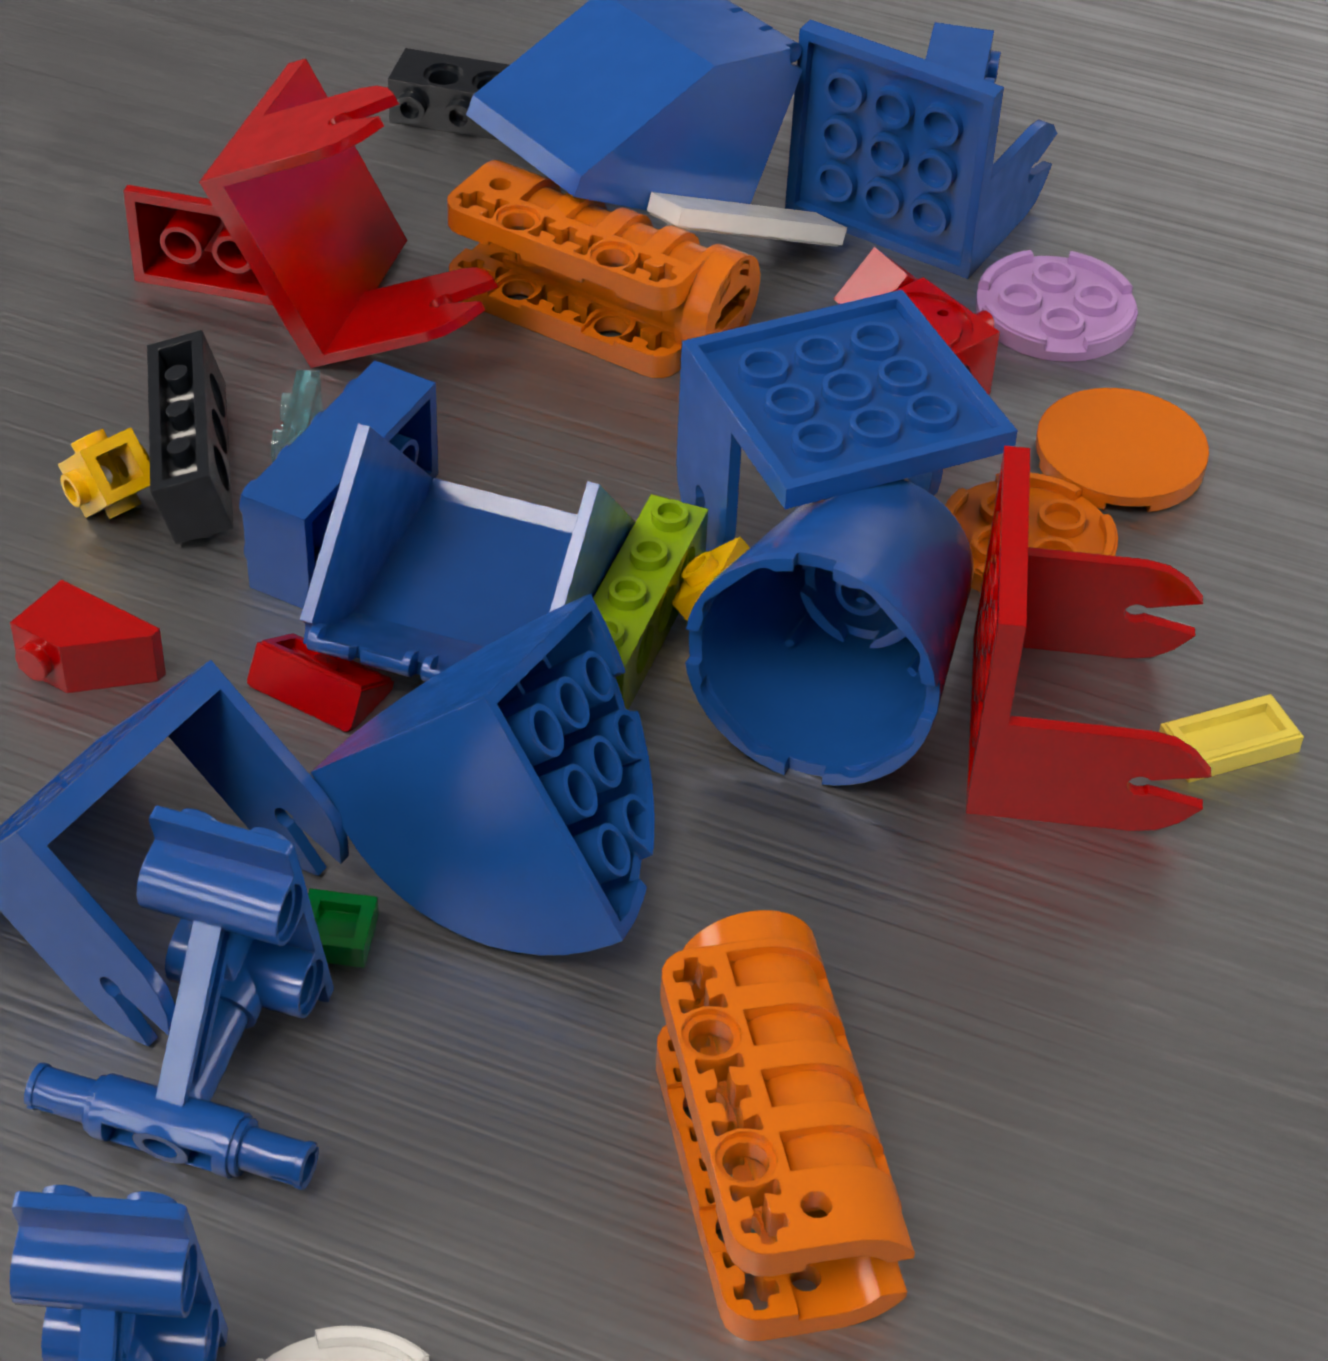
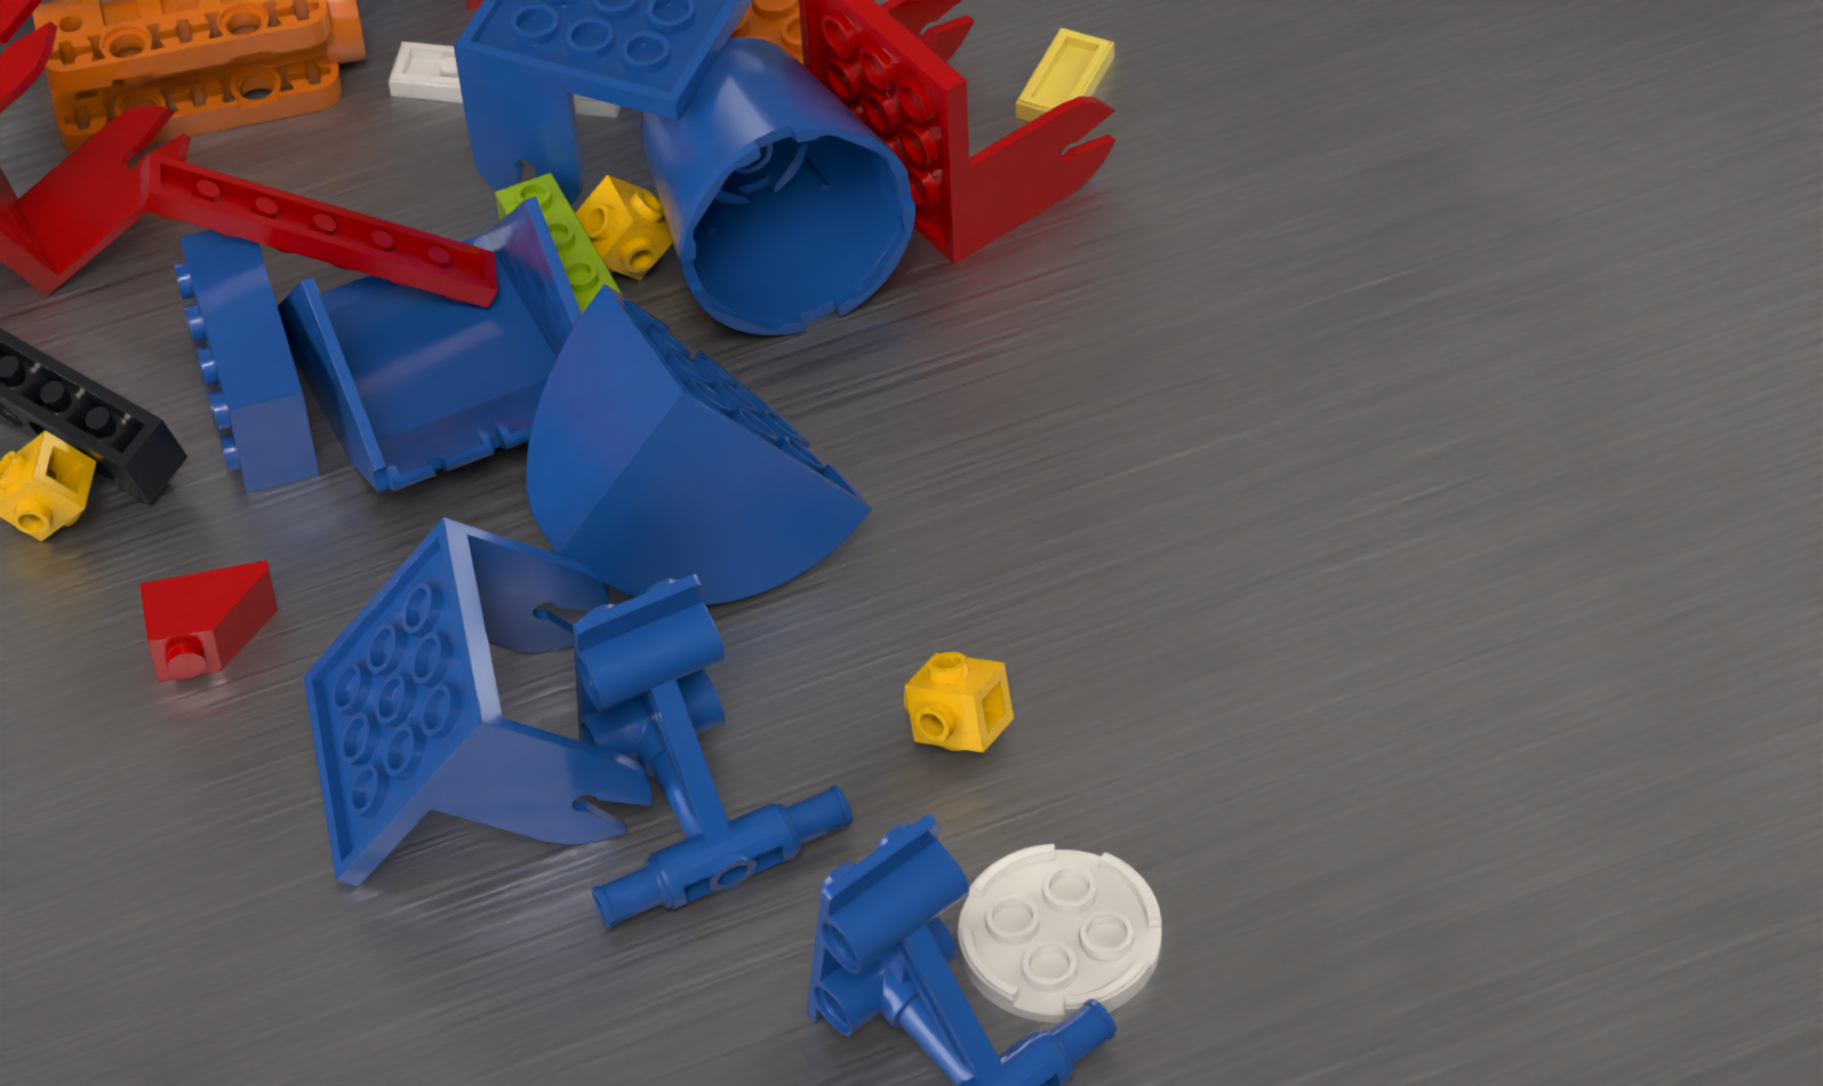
camera: 40 degrees left, 5 degrees up
(297, 409) = (139, 350): clear light blue plate -> none
(316, 683) = (398, 520): red slope -> none
(462, 412) = (317, 230): none -> red plate
(492, 1159) = (958, 702): none -> yellow brick
(784, 1113) = (1108, 540): orange piece -> none

